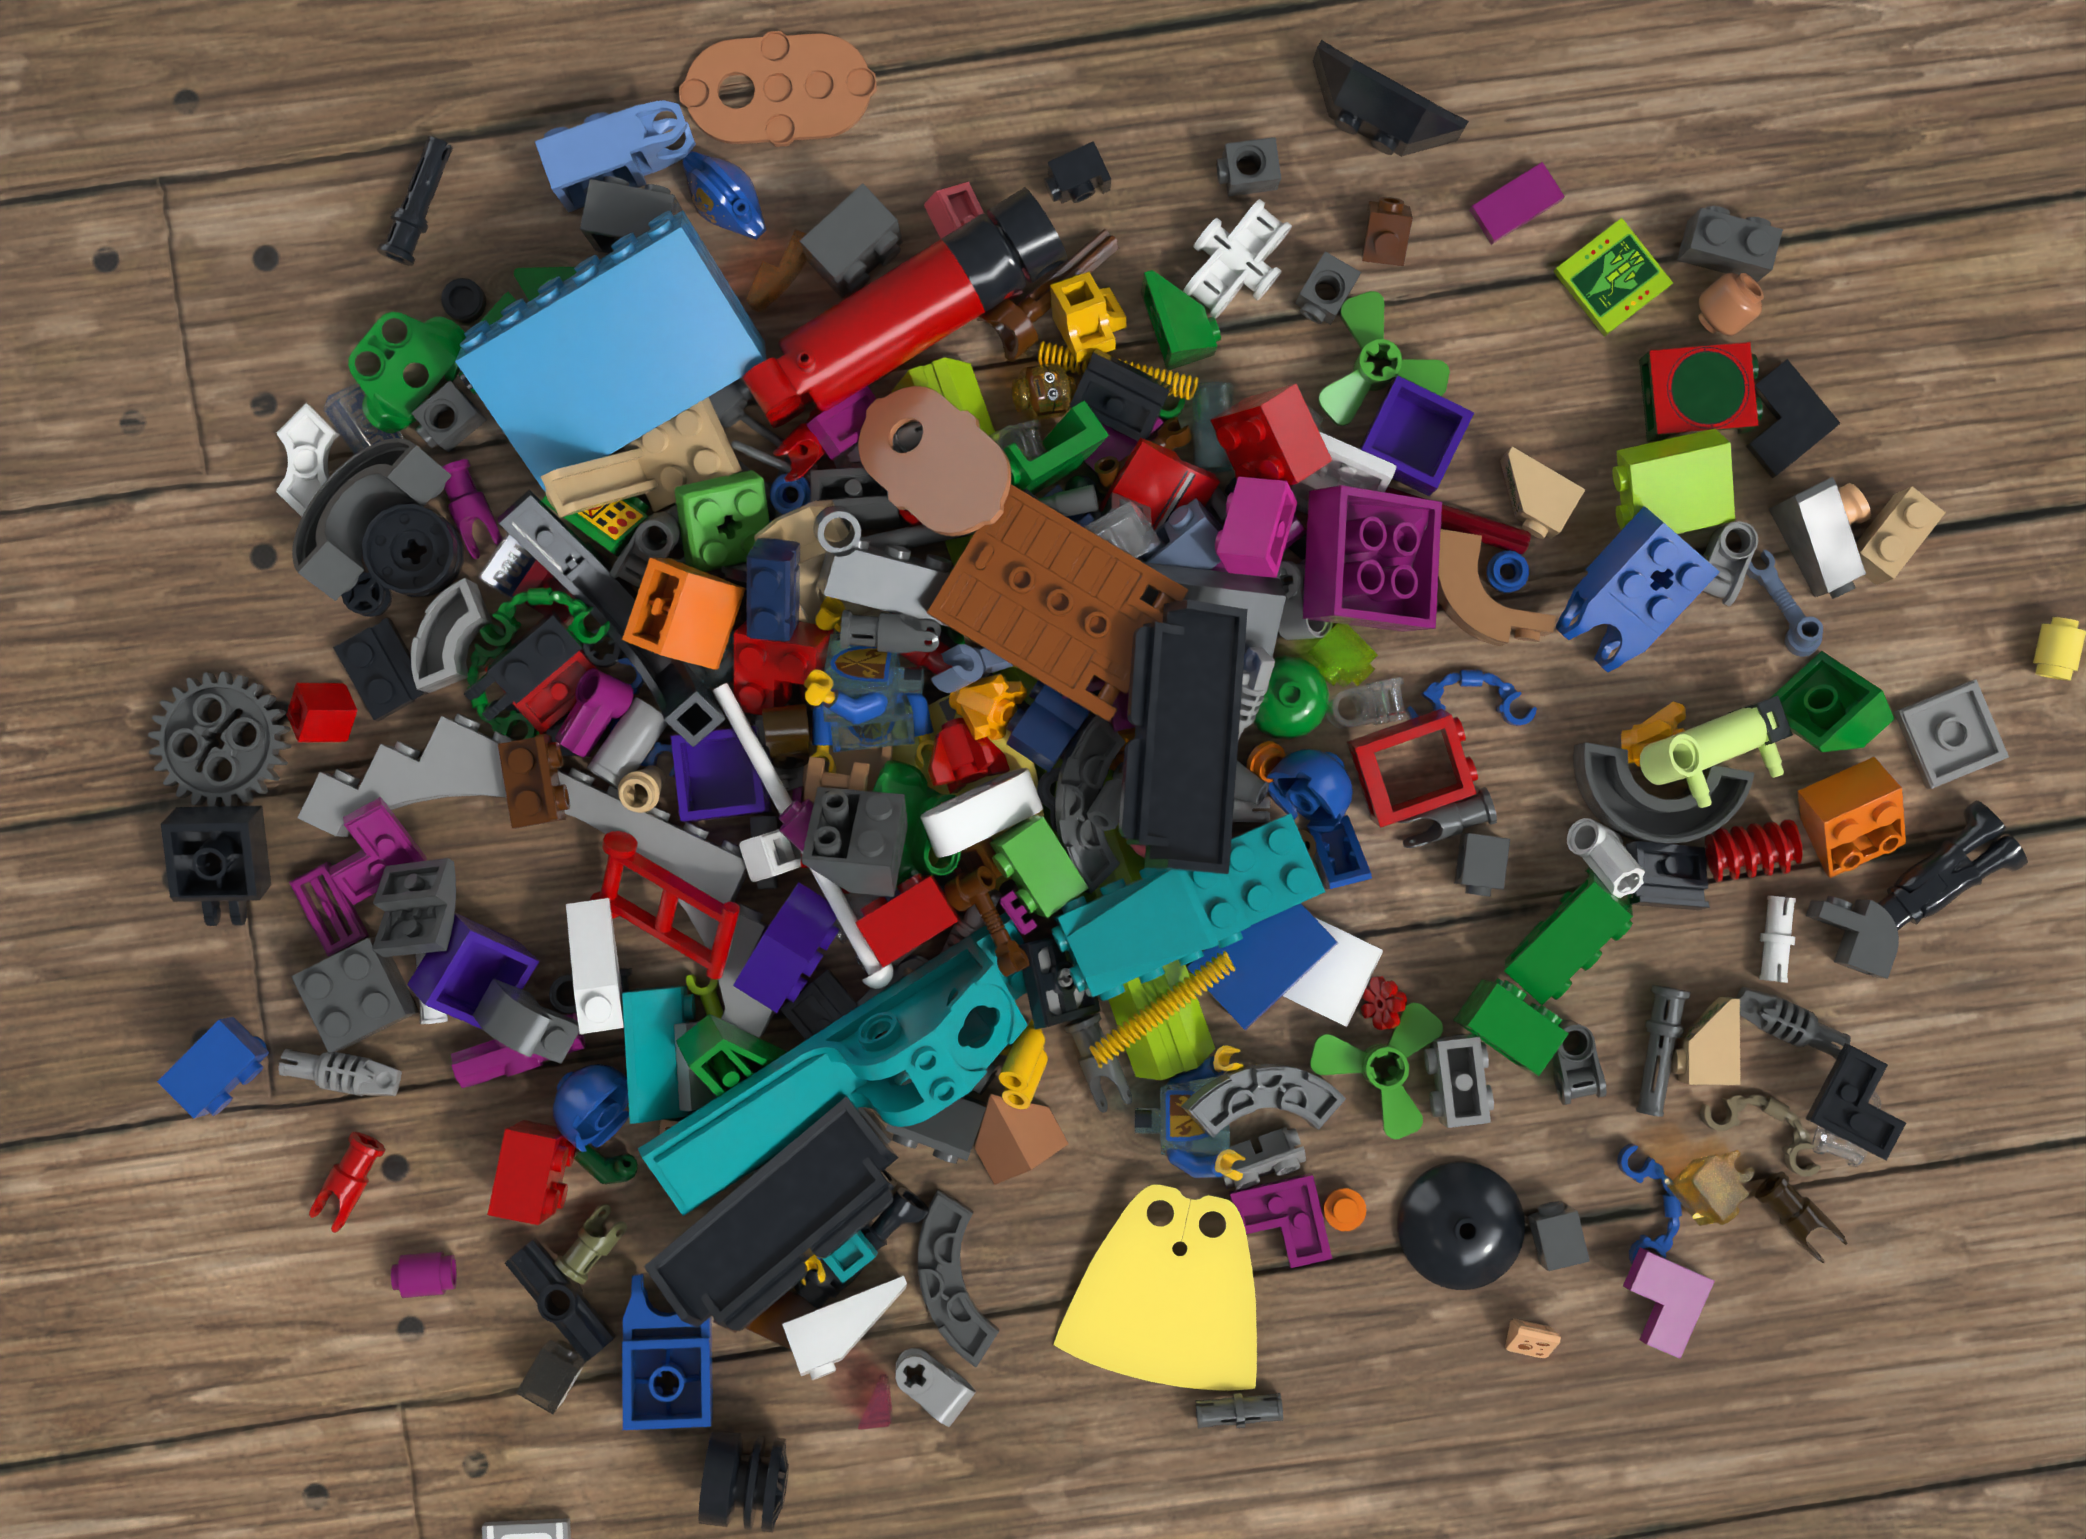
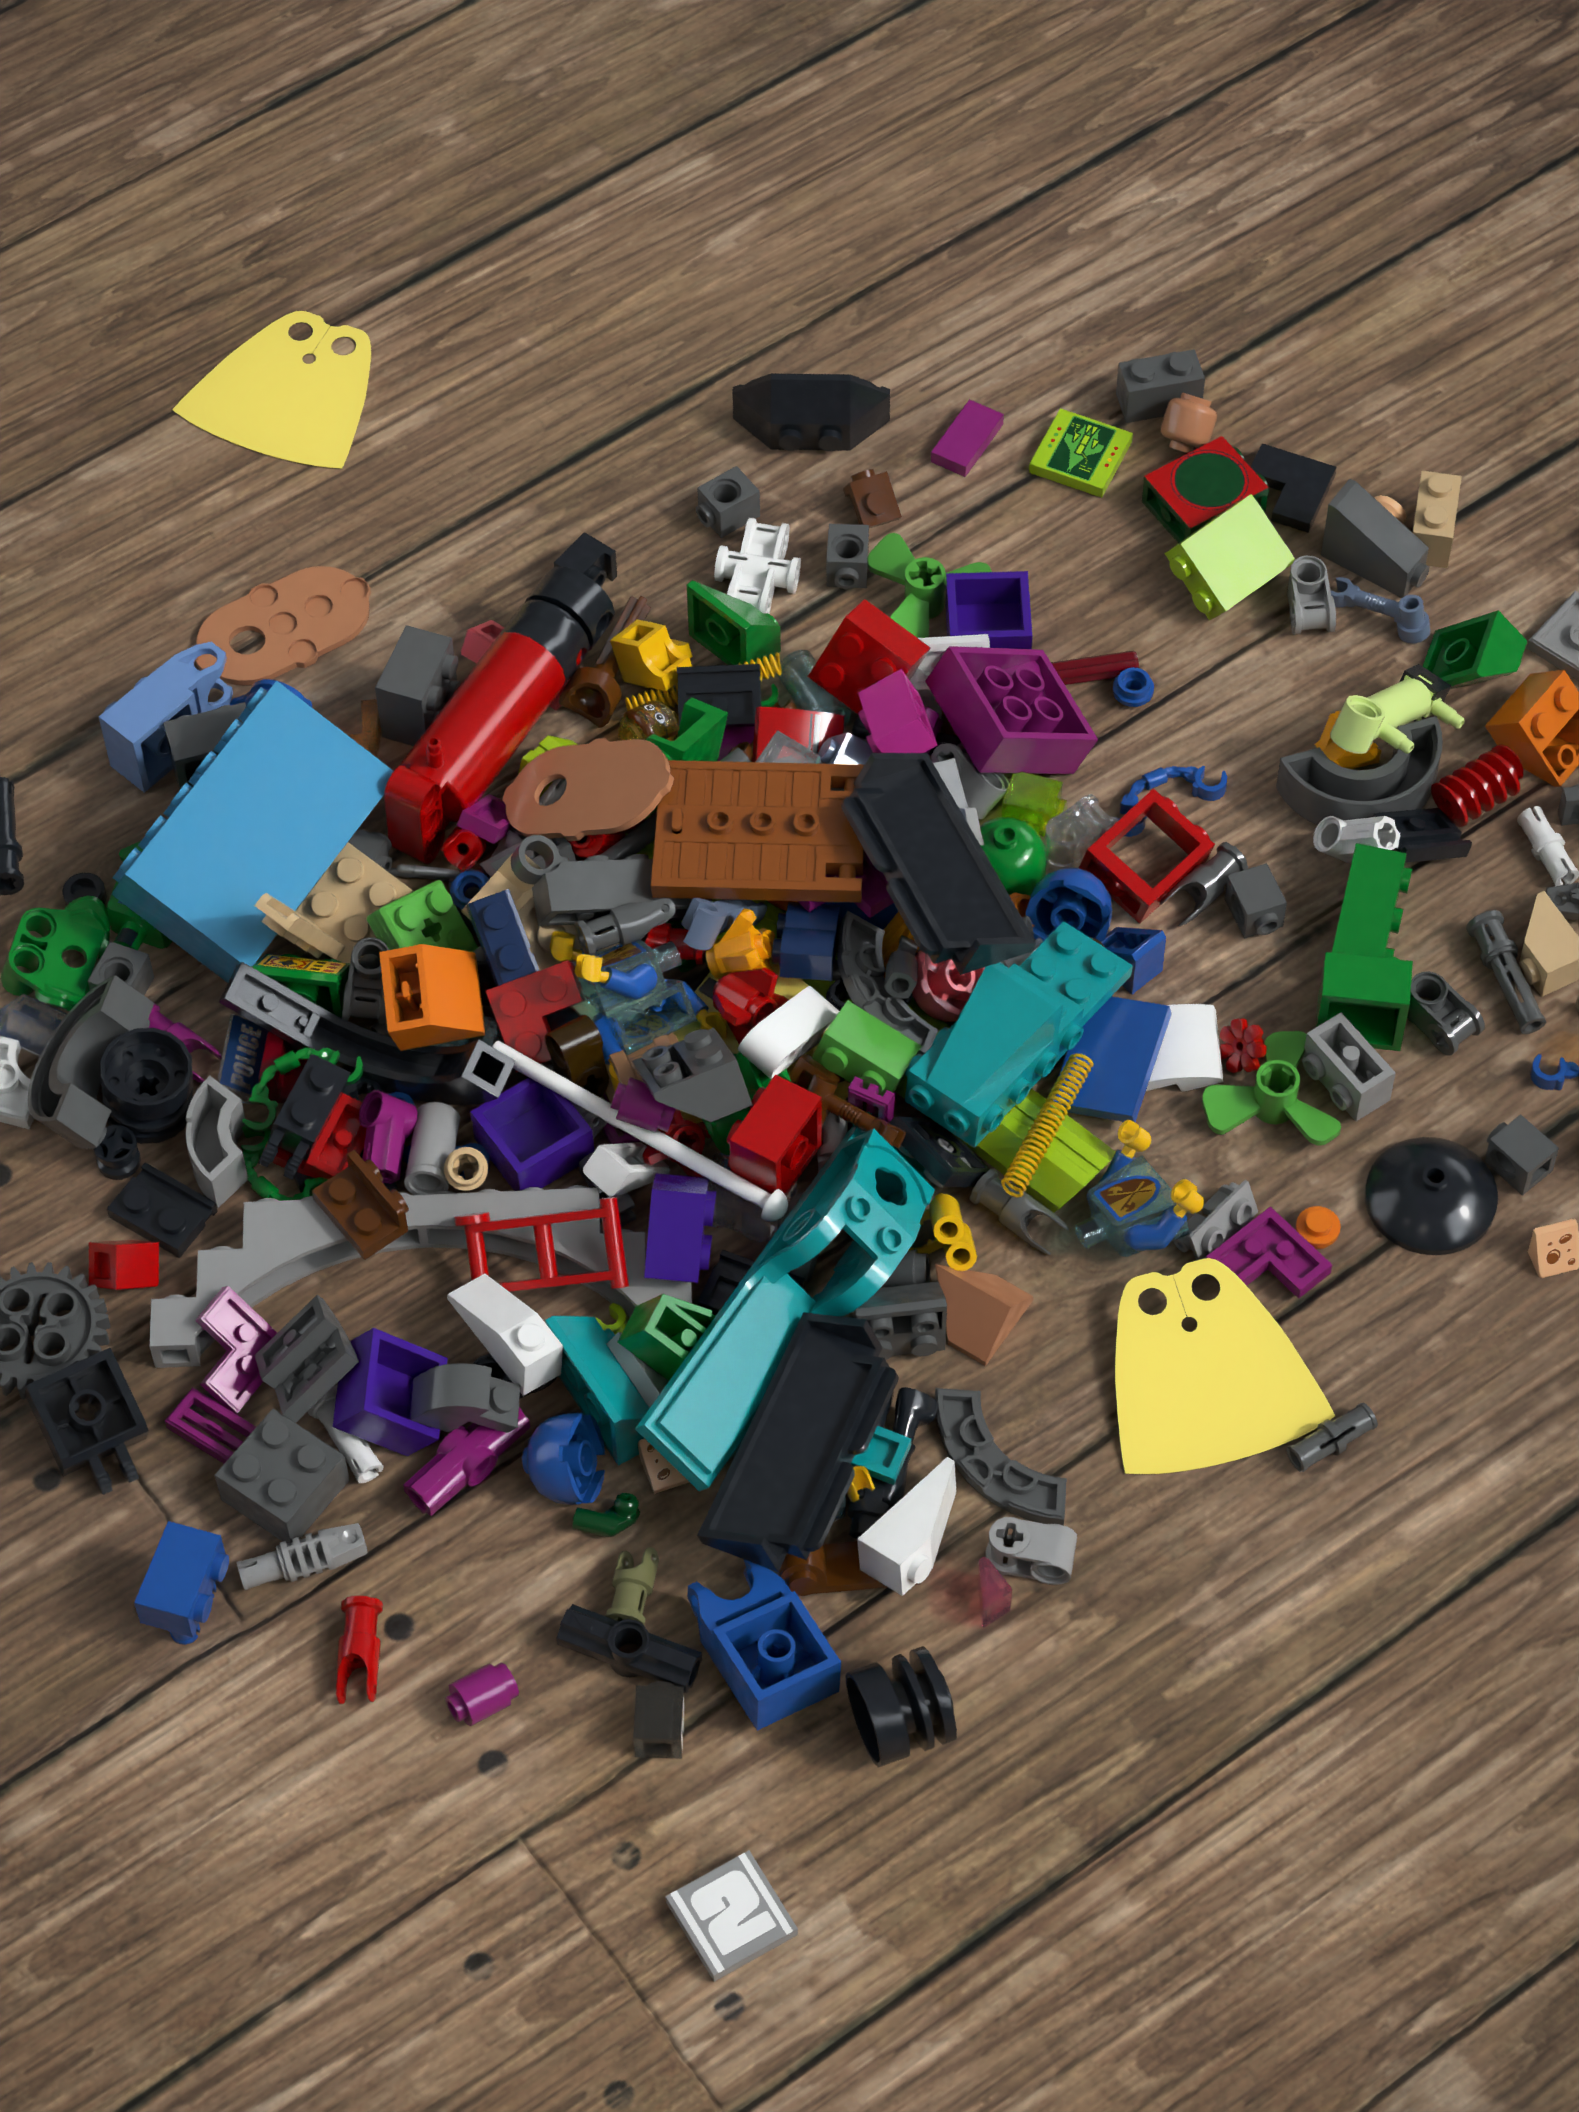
camera: 25 degrees left, 30 degrees down
(531, 1173) = (541, 1536): red brick -> none
(1262, 1087) = (1185, 1145): tile -> none
(1469, 604) = (1125, 722): medium nougat arch -> none
(1538, 494) = (1119, 618): tan slope -> none
(1636, 589) = (1248, 635): brick -> none

